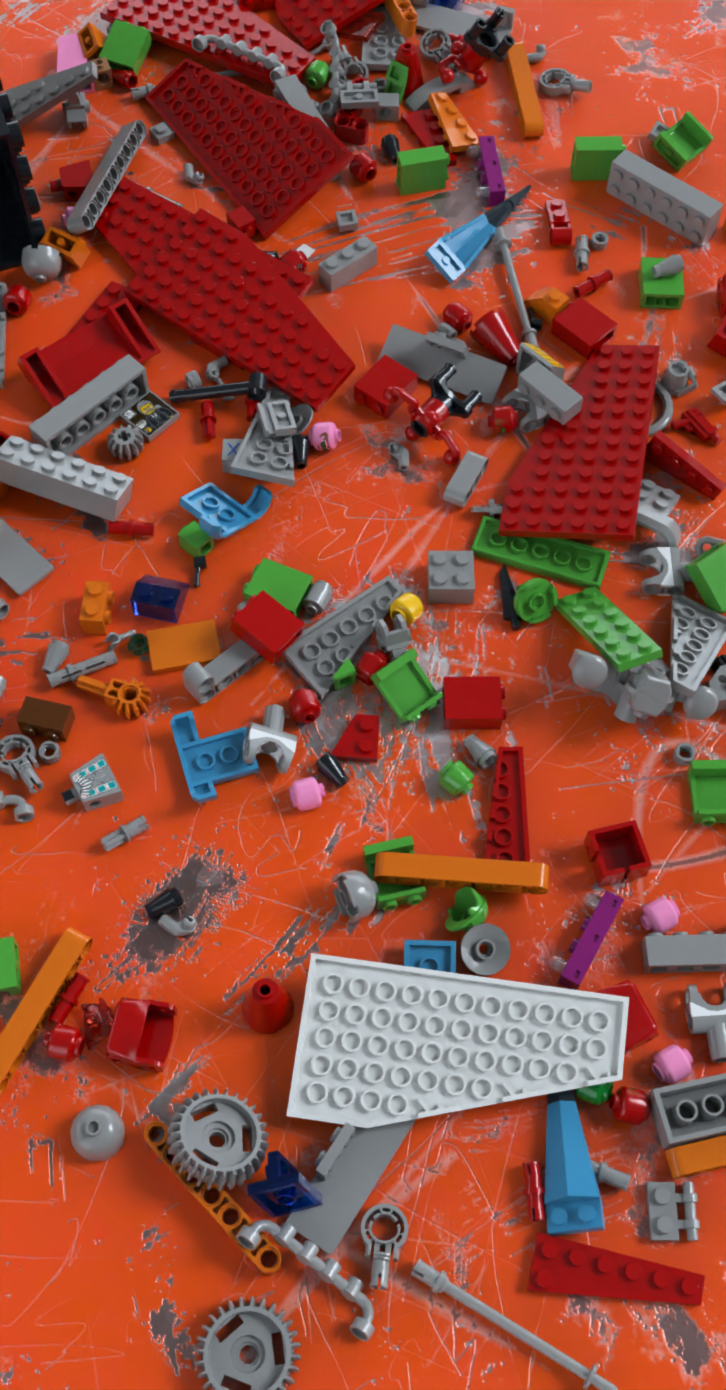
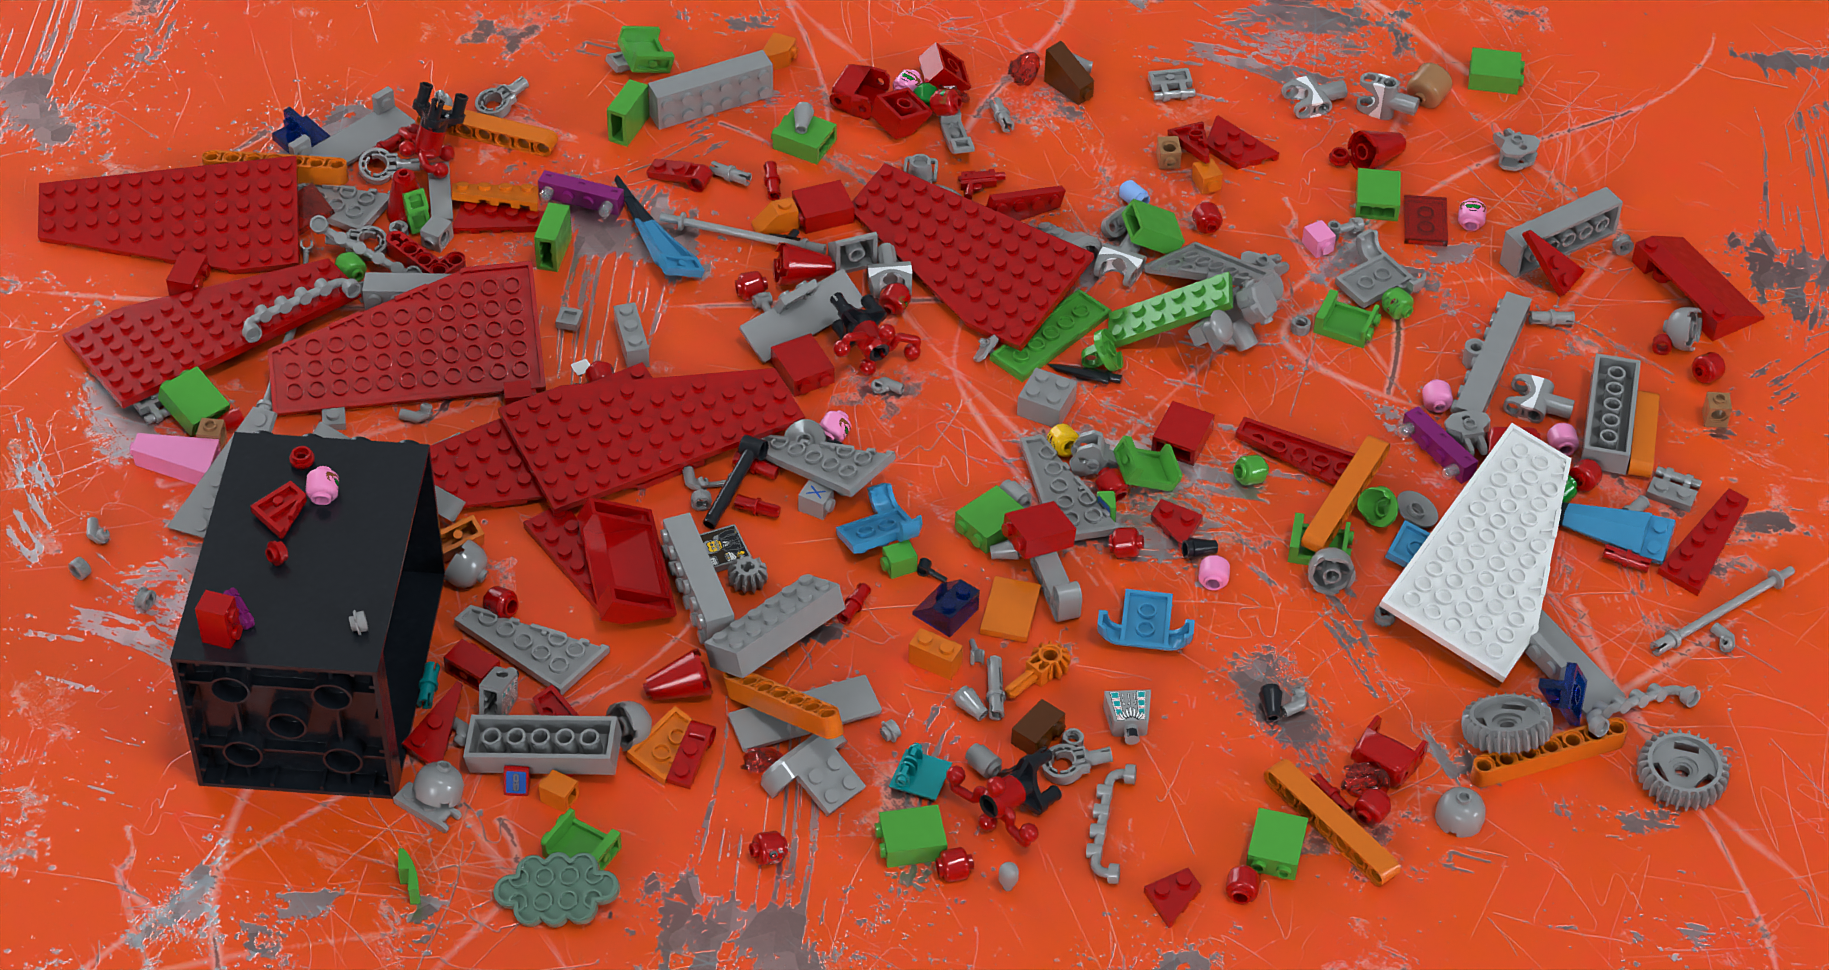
camera: 65 degrees left, 15 degrees down
(91, 40) = (164, 423): orange slope -> none
(124, 833) = (1187, 708): light grey axle -> none
(135, 640) = (991, 639): clear green plate -> none
(267, 1007) = (1401, 659): red cone -> none
(270, 739) = (1148, 576): light grey connector -> none
(277, 418) = (807, 443): light grey plate -> none
(359, 95) = (425, 243): light grey plate -> none
(381, 1260) = (1634, 665): light grey pin -> none
(390, 146) = (496, 252): black cone -> none
(465, 479) = (945, 350): light grey beam -> none
(471, 1345) = (1726, 638): none -> light grey arm
(480, 751) = (1232, 446): light grey cone -> none
(549, 392) = (896, 250): light grey brick -> none
(599, 246) = (721, 155): light grey axle -> none
(617, 853) = (1374, 395): red piece -> none
(621, 961) = (1471, 431): none -> light grey hinge

